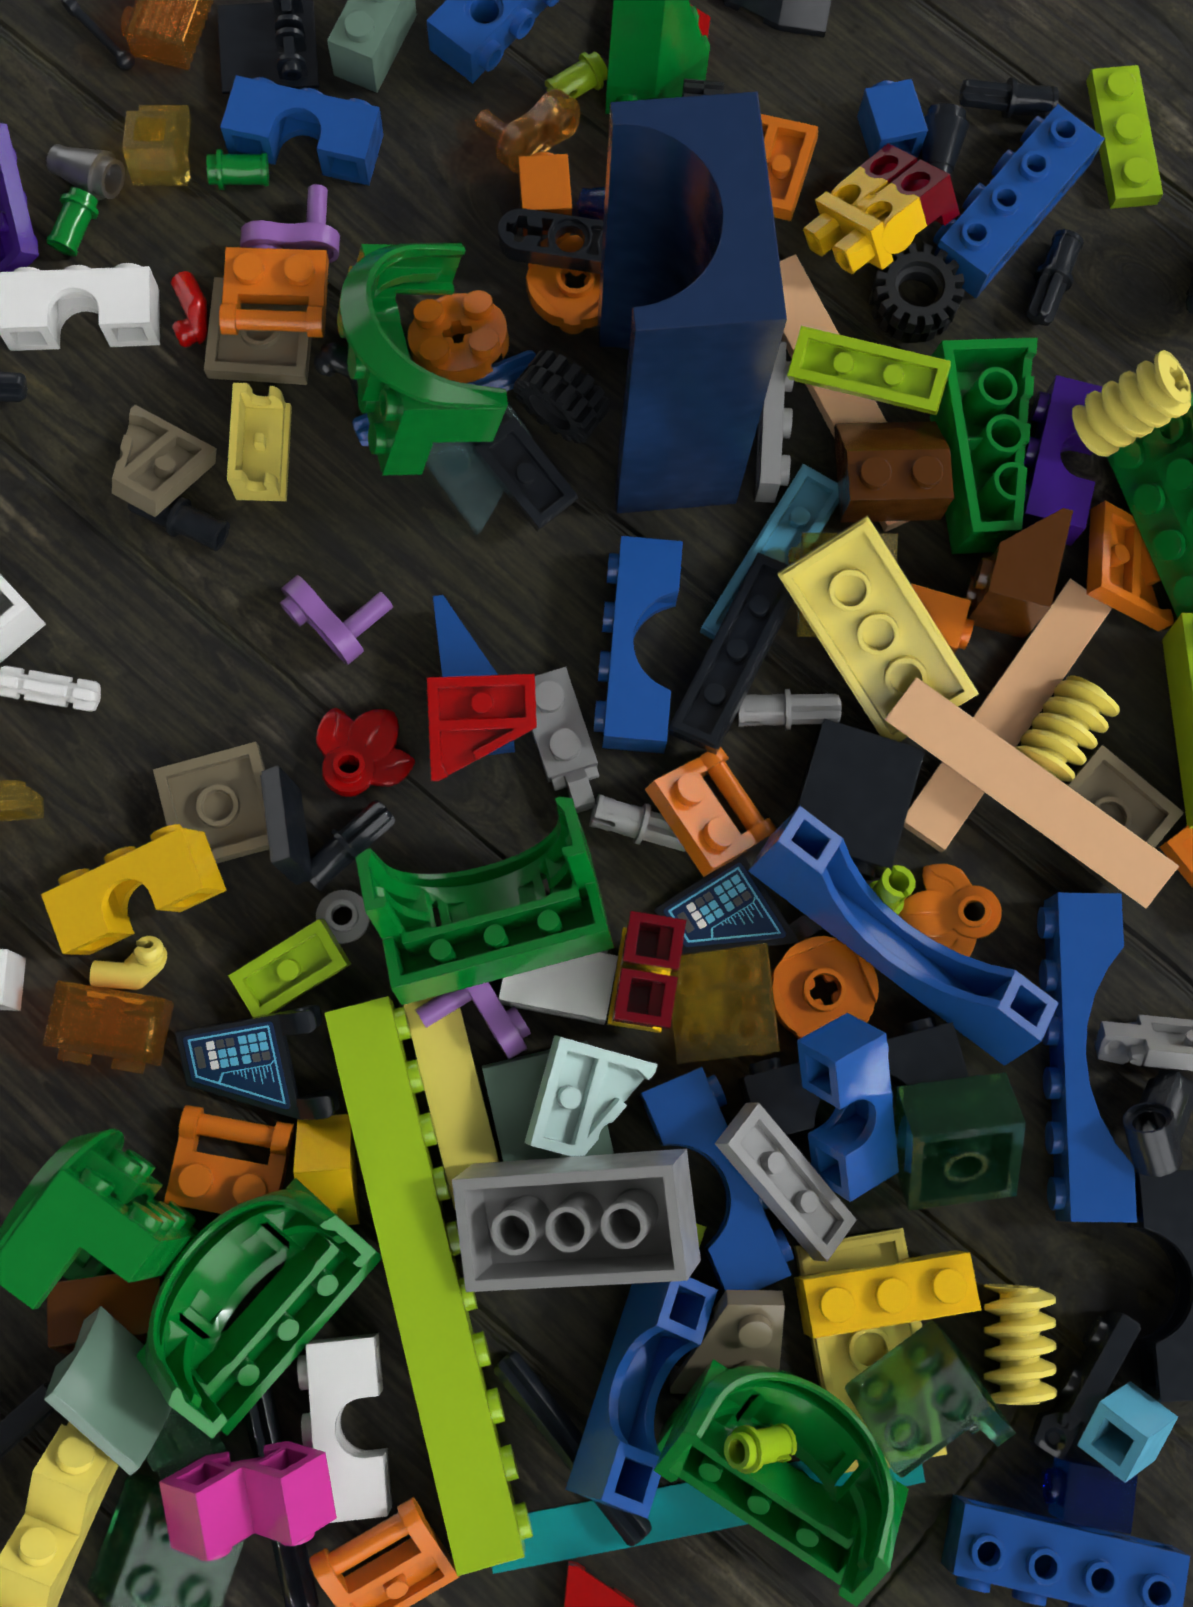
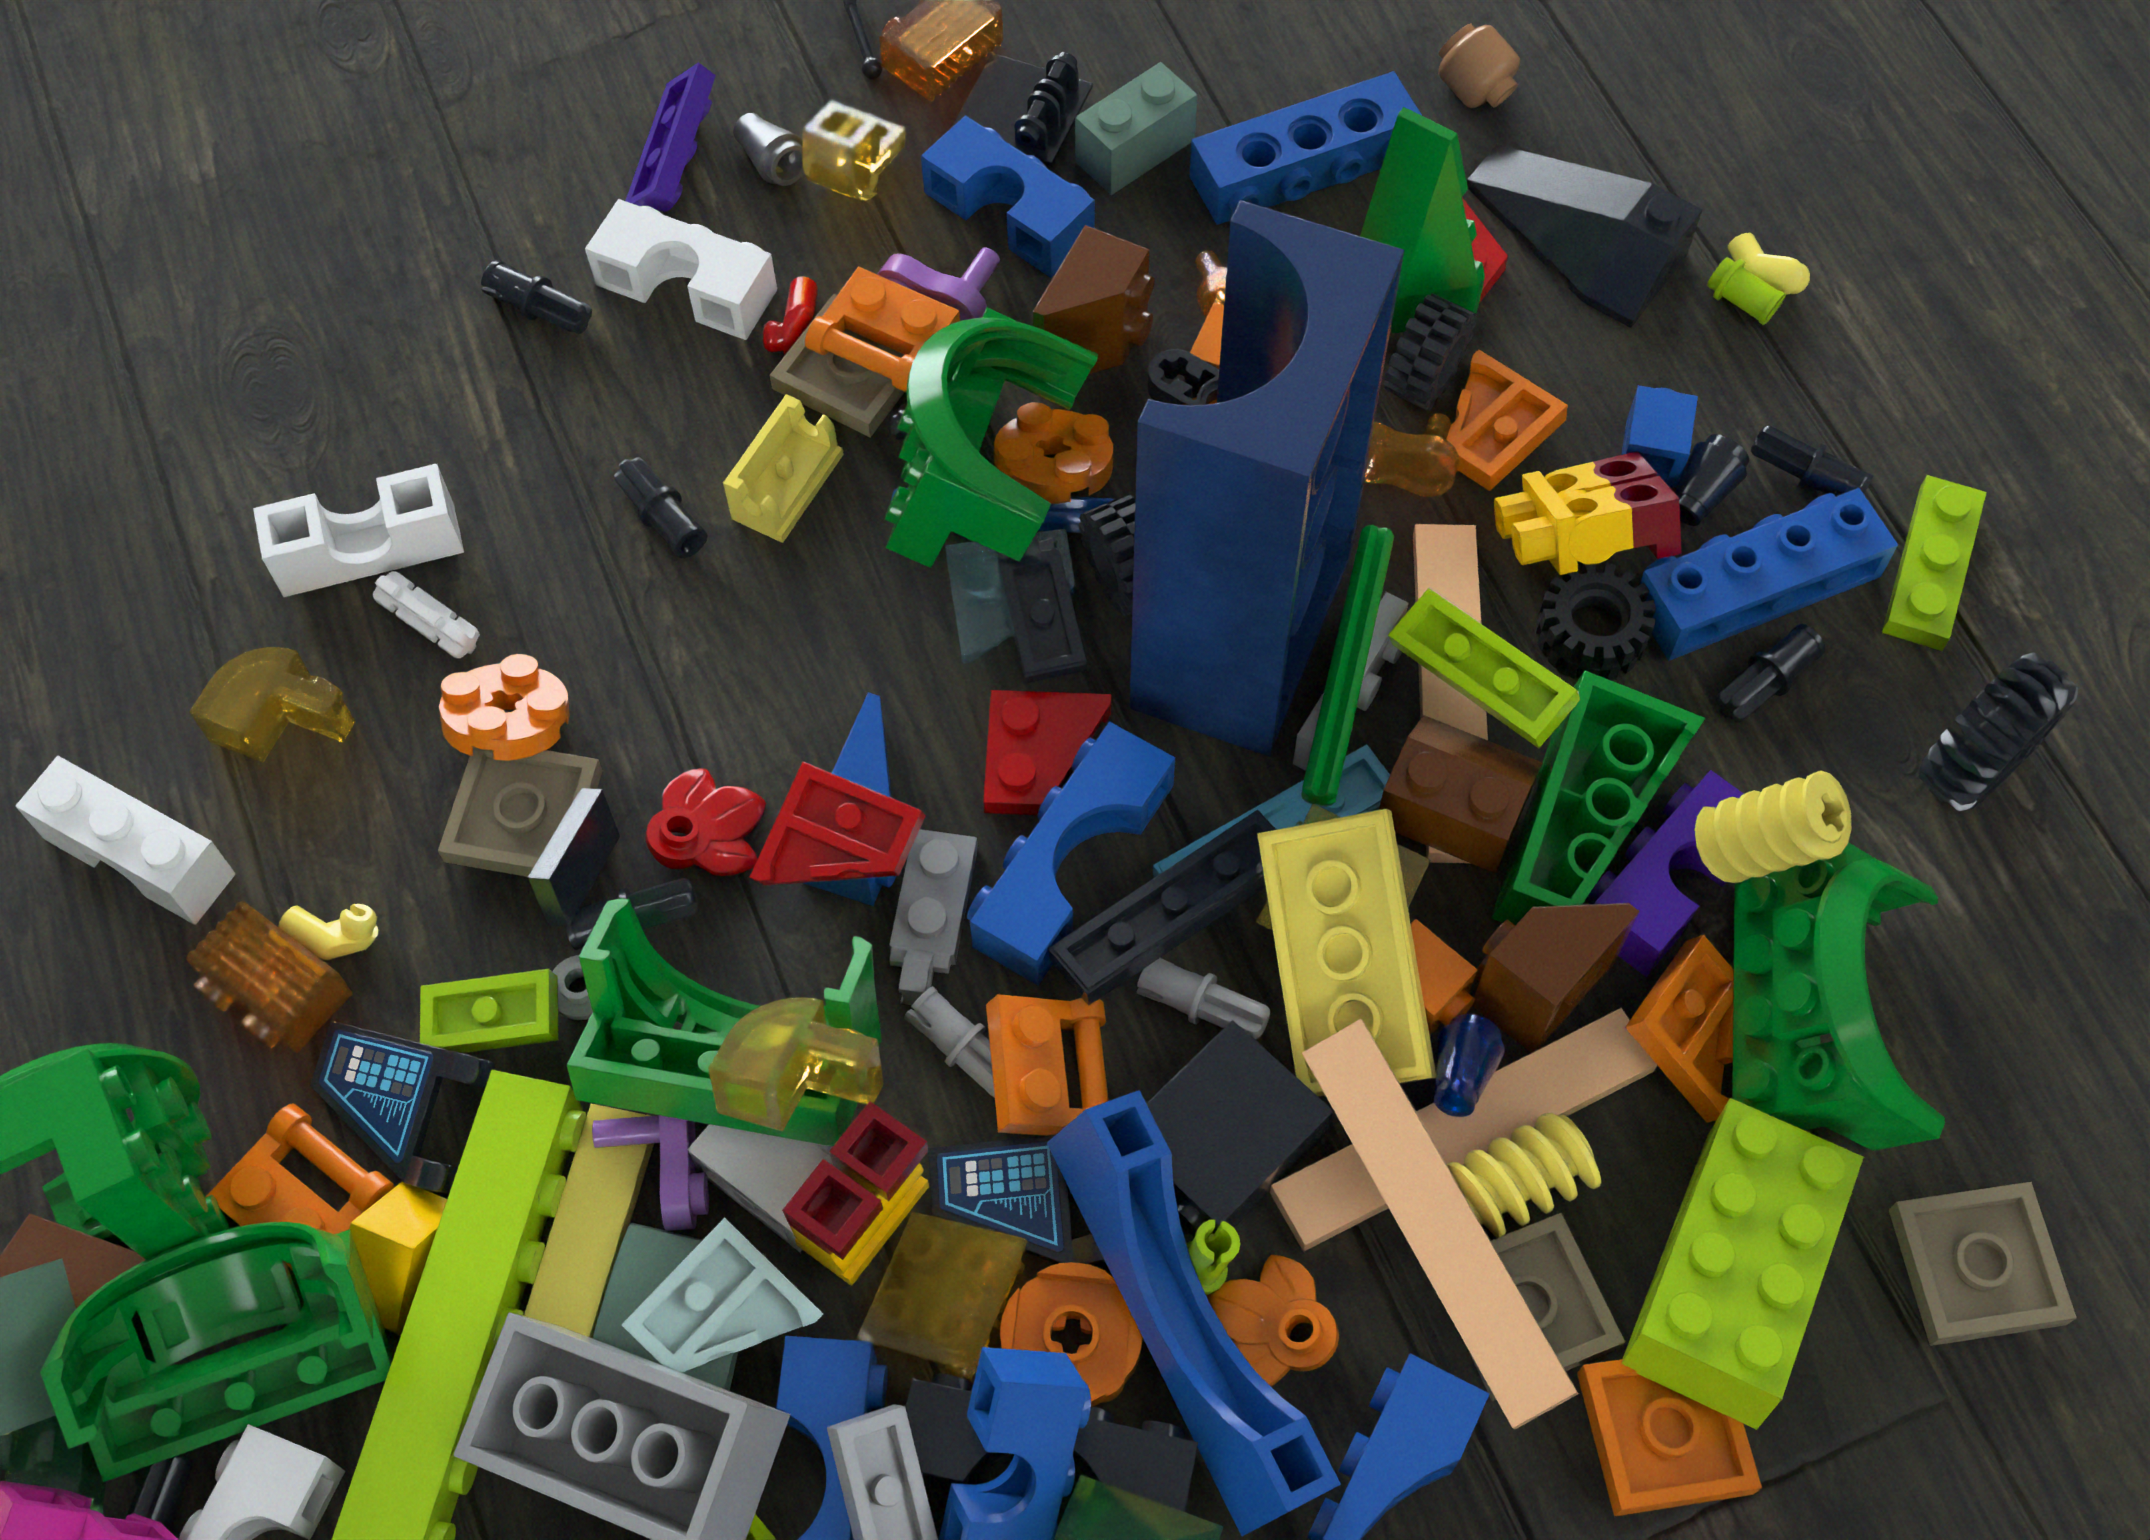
camera: 35 degrees right, 15 degrees down
(72, 221) = (727, 189): green pin -> none
(92, 905) = (327, 845): yellow arch -> none
(157, 712) = (476, 702): none -> orange plate
(158, 462) = (668, 442): dark tan wing -> none
(237, 169) = (921, 206): green pin -> none
(306, 606) = (732, 648): medium lavender piece -> none
(432, 190) = (1099, 297): none -> reddish brown slope
(551, 904) = (784, 1051): none -> clear yellow brick
(567, 575) = (1035, 744): none -> red wing
(786, 459) = (1347, 667): none -> green axle
(992, 670) = (1466, 1060): none -> clear blue cone

